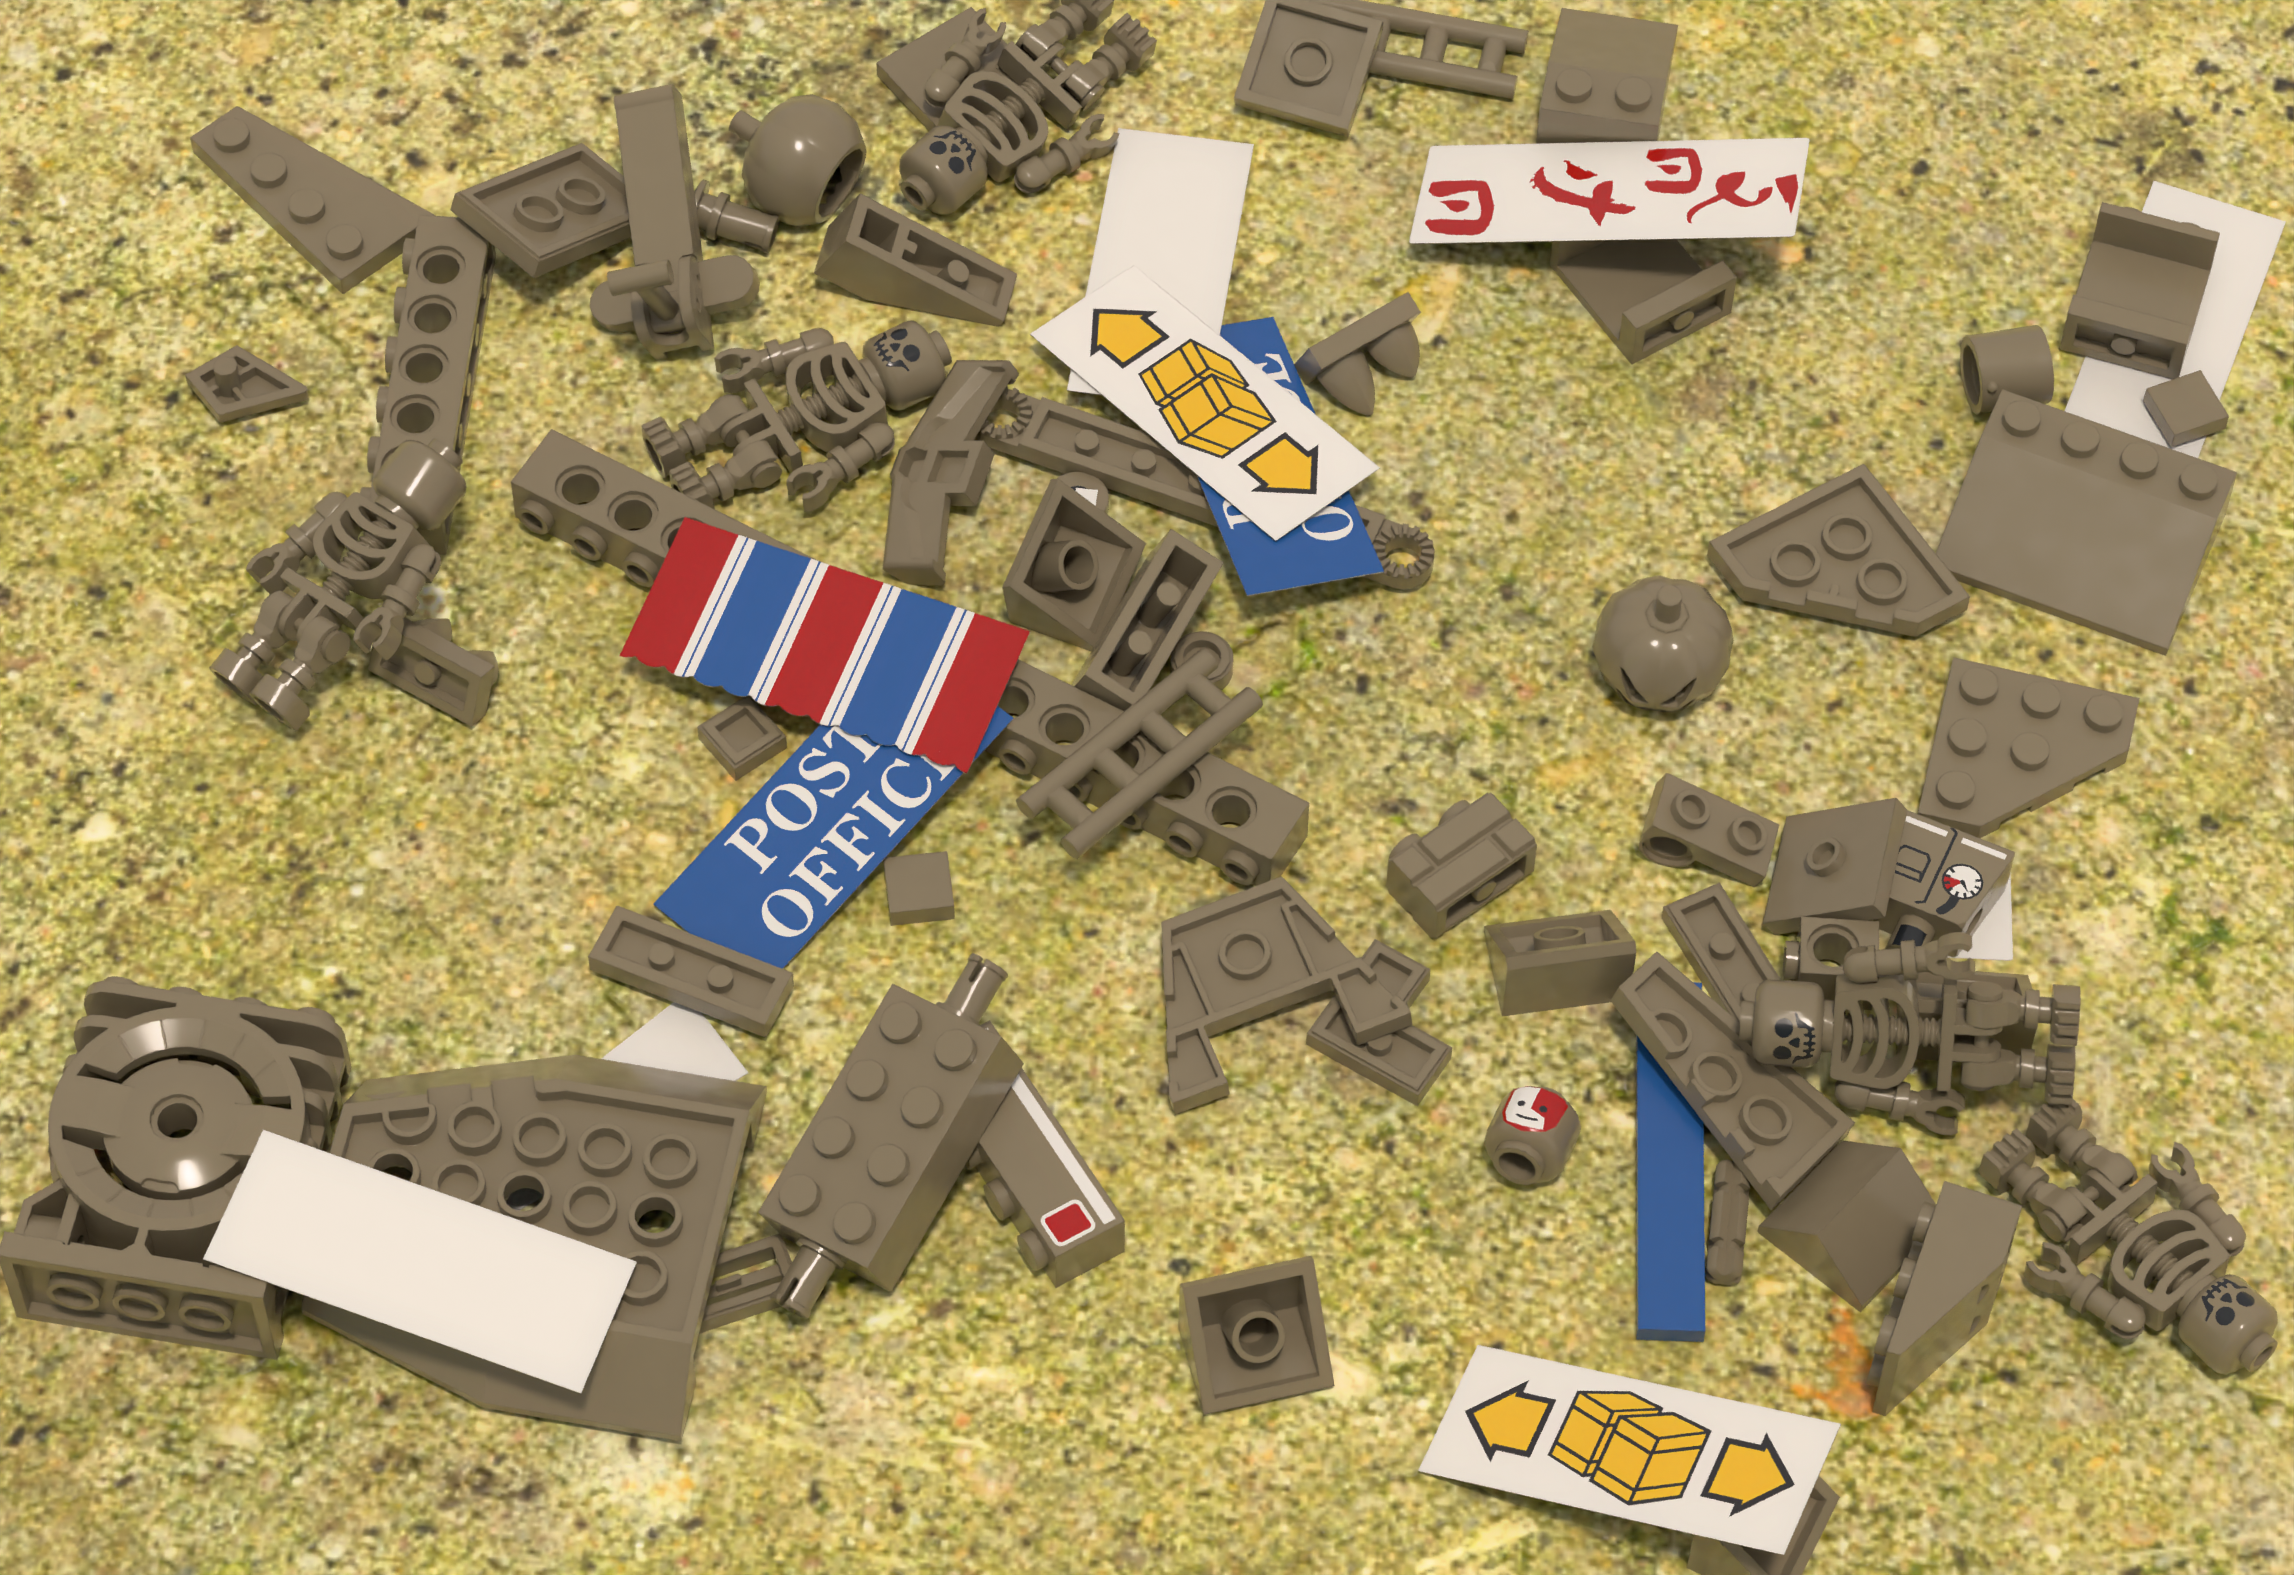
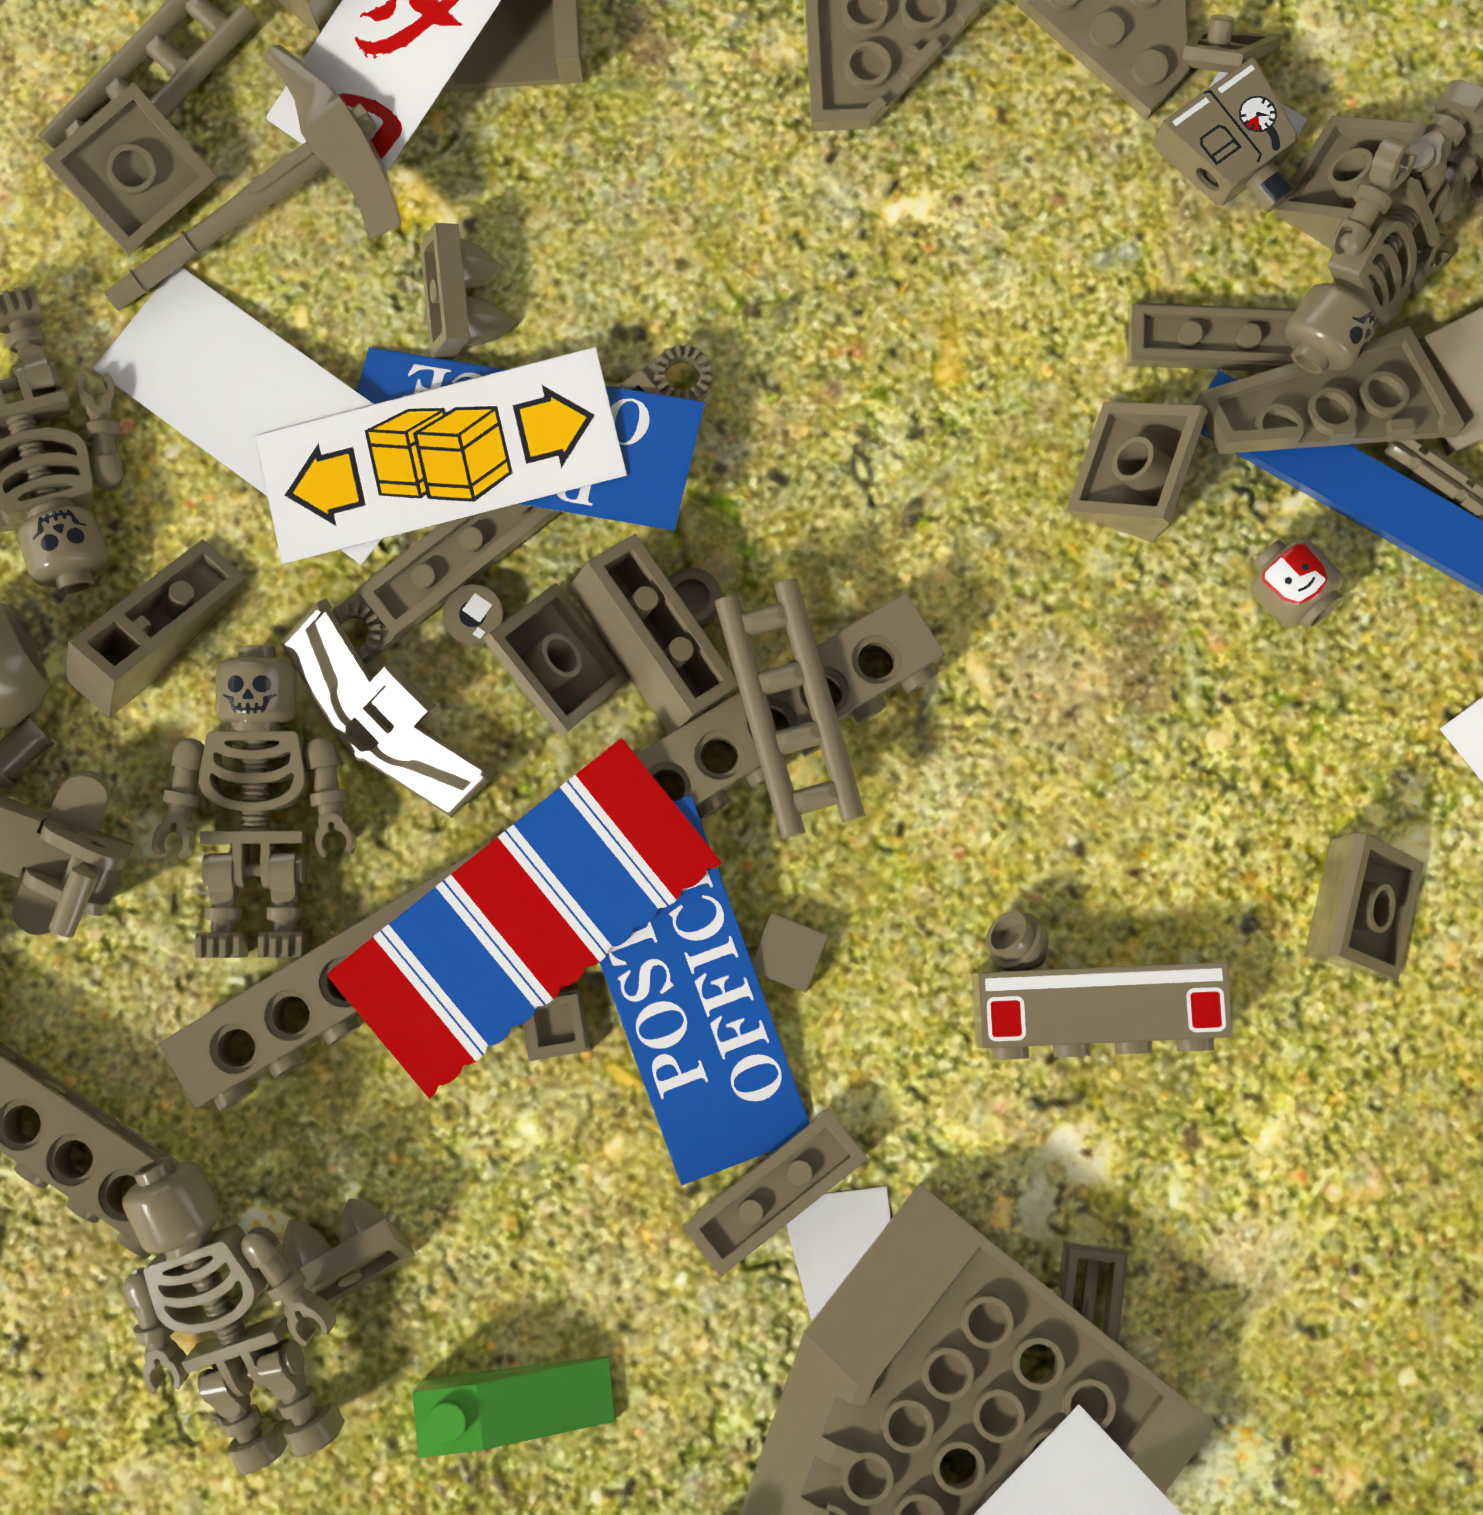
camera: 65 degrees left, 25 degrees up
(379, 849) = (511, 1405): none -> bright green slope
(891, 1137) = (1060, 1120): dark tan brick -> none
(1044, 1060) = (1017, 941): none -> dark tan plate
(1249, 961) = (1013, 719): dark tan wing -> none
(1401, 1061) = (1113, 659): dark tan tile -> none
(1432, 191) = (333, 140): none -> dark tan piece
(1460, 863) = (1011, 498): dark tan brick -> none
(1663, 643) = (896, 215): dark tan piece -> none
(1700, 826) = (1083, 285): dark tan plate -> none
(1826, 940) = (1274, 238): dark tan brick -> none
(1836, 864) = (1181, 203): dark tan plate -> none
(2031, 856) = (1226, 50): none -> dark tan piece

